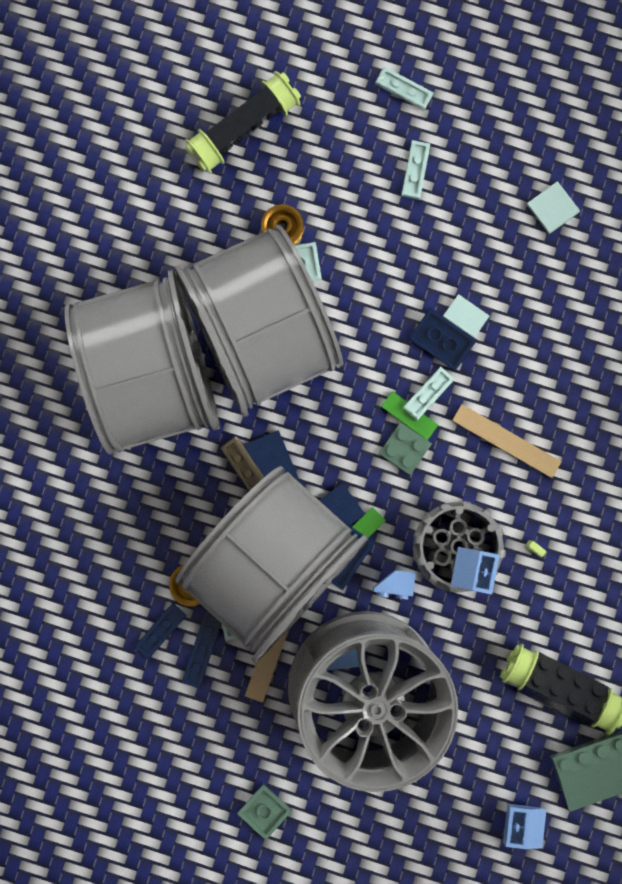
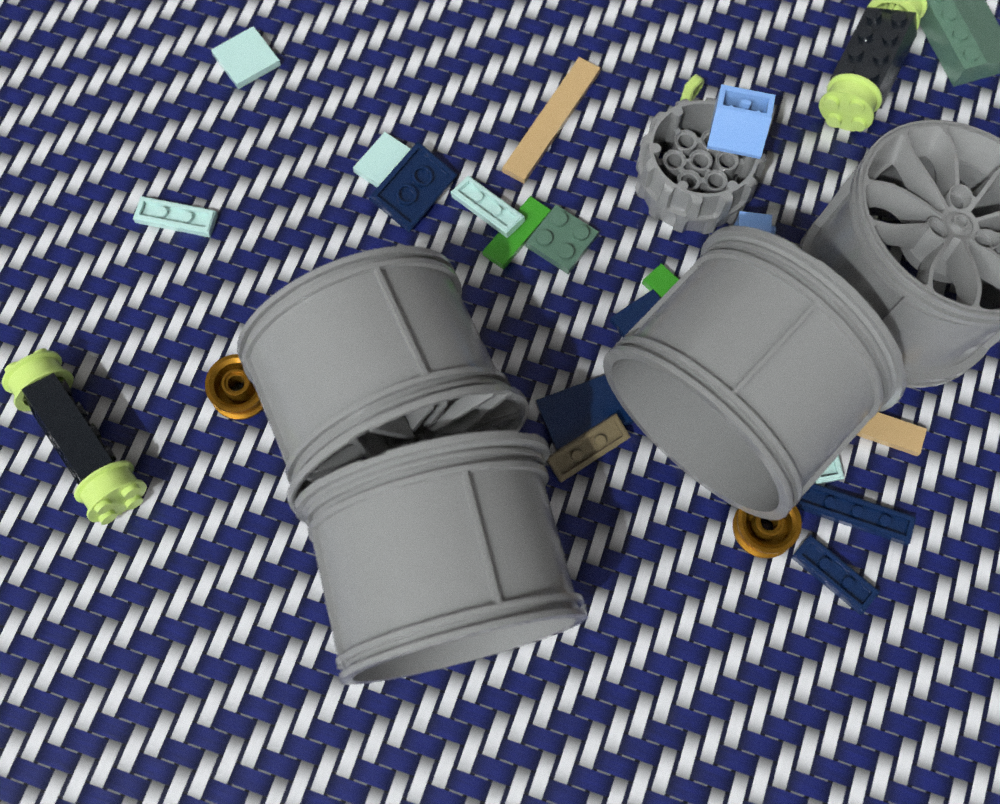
camera: 90 degrees left, 15 degrees down
(404, 88) = (57, 228): light aqua tile -> none

